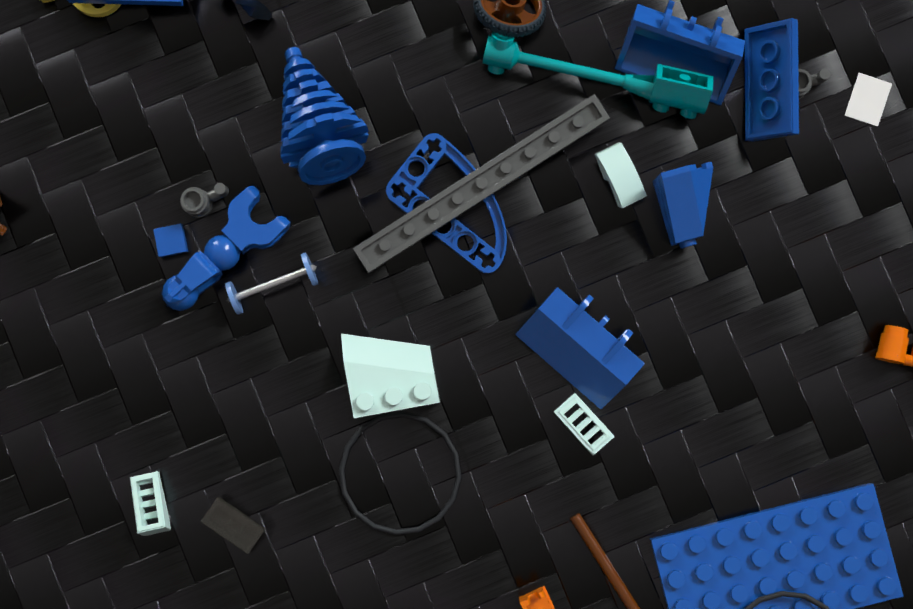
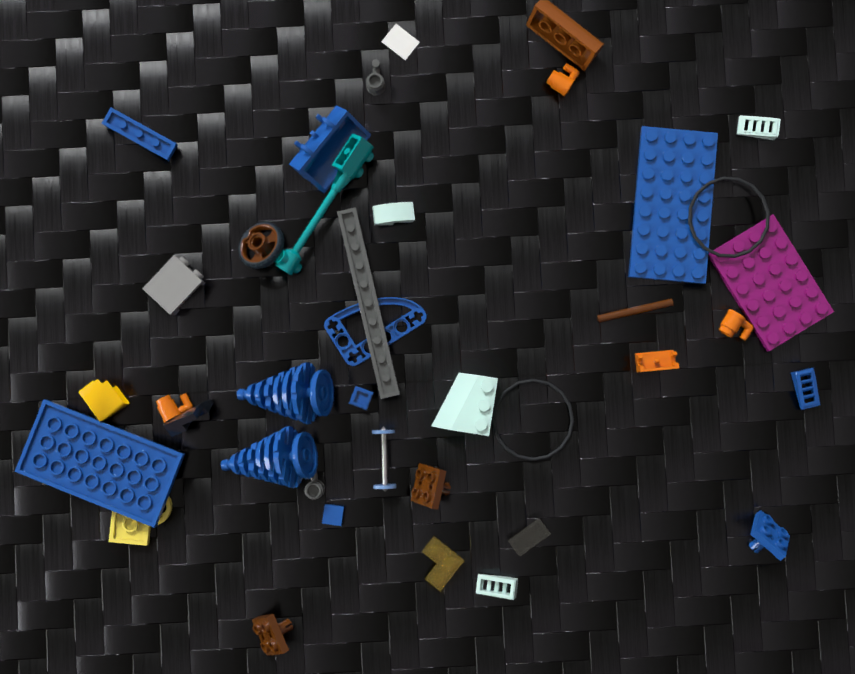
camera: 70 degrees left, 0 degrees up
(157, 421) = (446, 562): none -> clear yellow plate
(220, 137) = (278, 459): none -> blue plant
(223, 251) = (352, 483): blue piece -> none
(255, 360) = (429, 486): none -> reddish brown plate
(346, 222) = (361, 398): none -> blue tile
(581, 347) = (493, 277): blue piece -> none
(601, 441) = (557, 285): light aqua slope -> none
(684, 202) = (425, 179): blue slope -> none
(771, 80) = (368, 97): blue tile -> none

